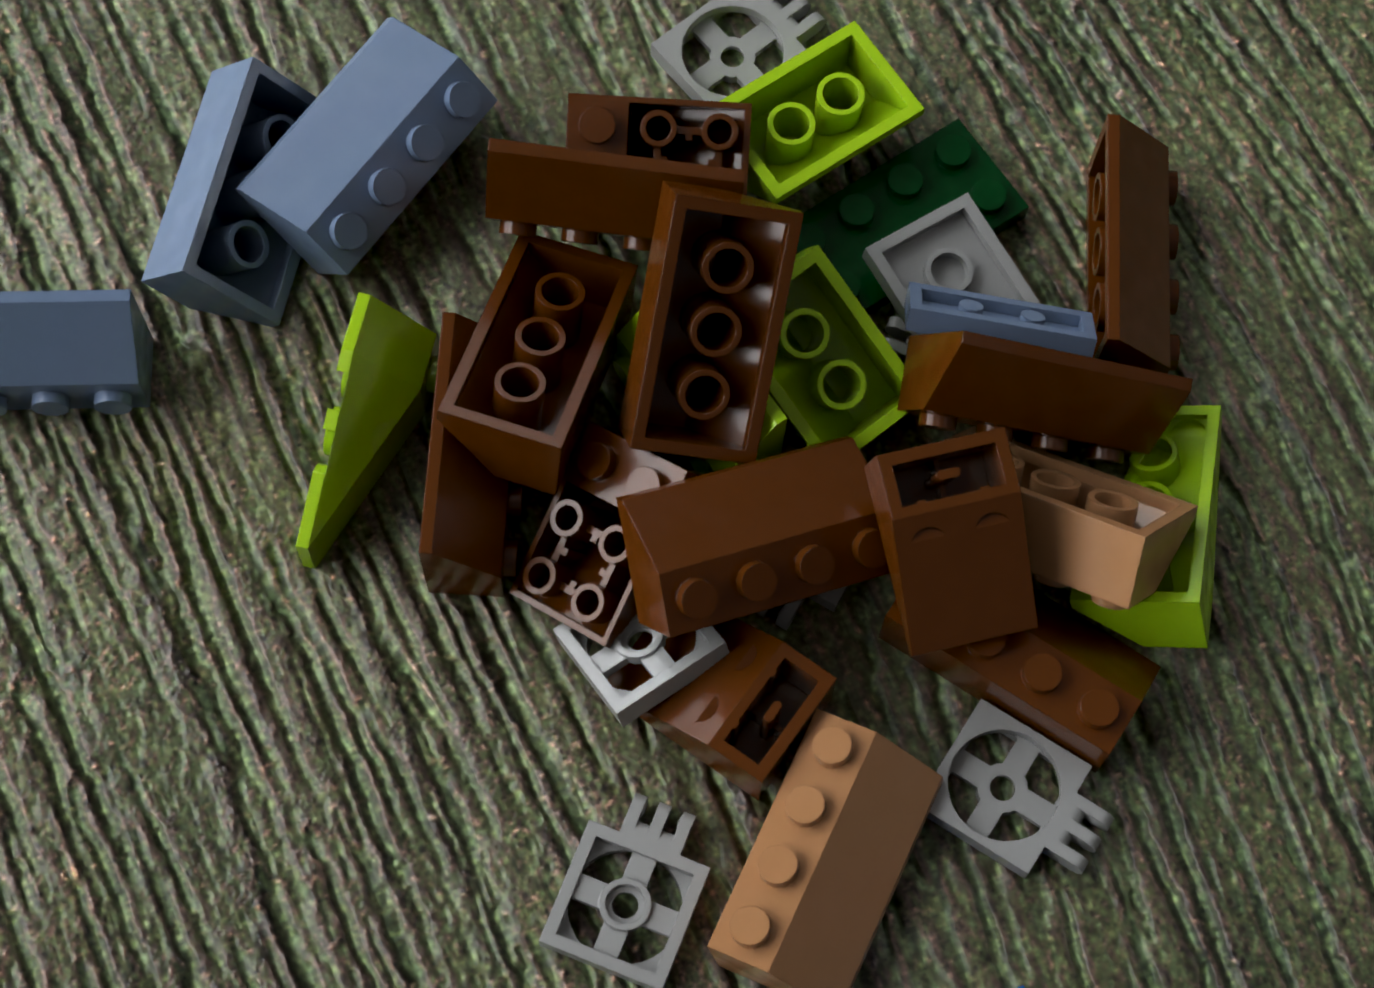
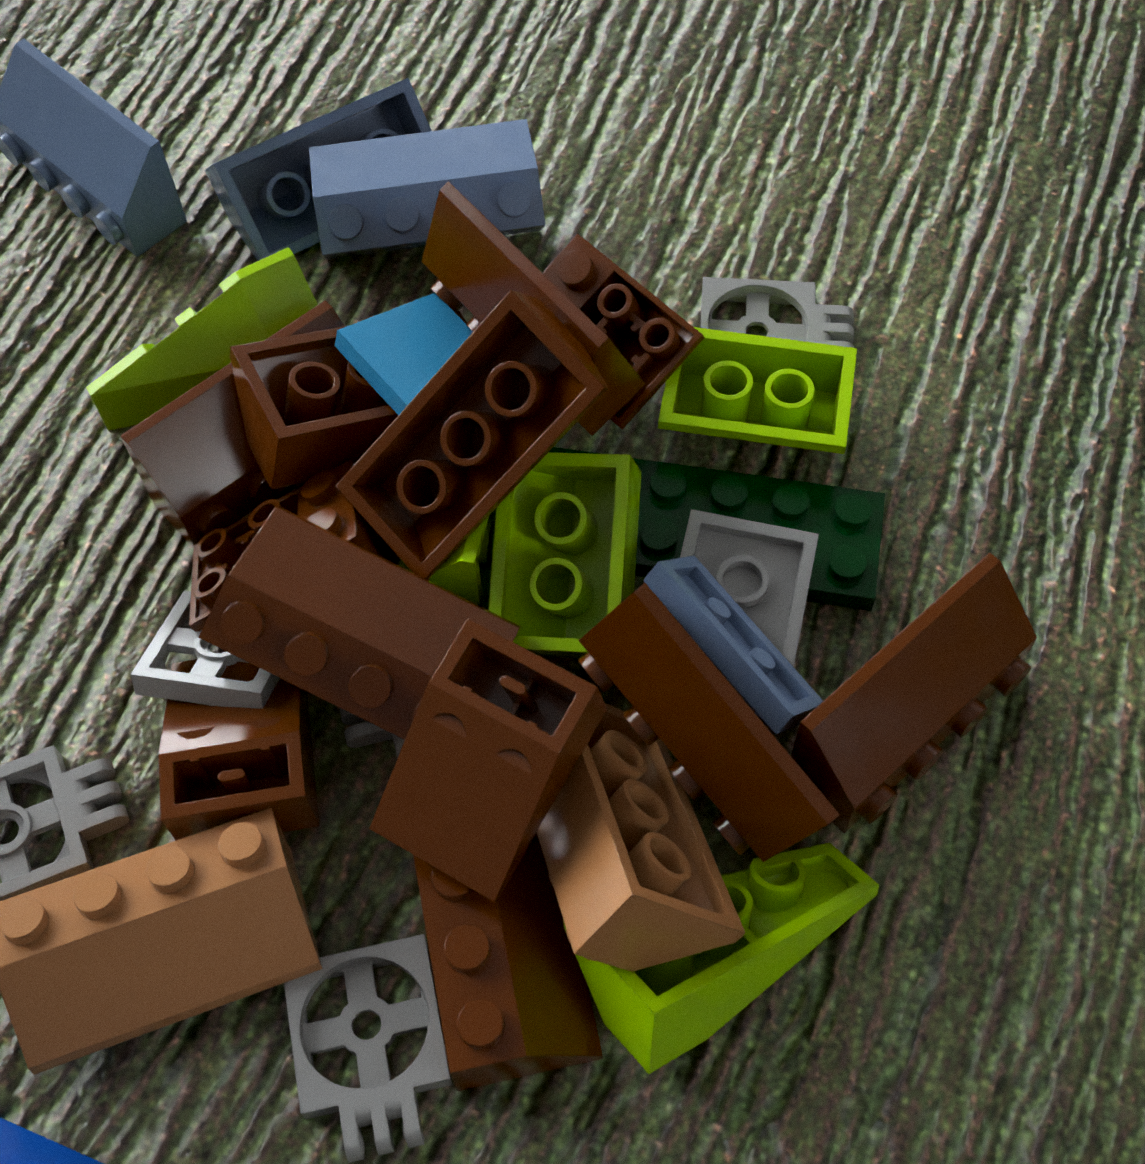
camera: 50 degrees right, 10 degrees down
(567, 296) = (403, 347): none -> dark azure tile

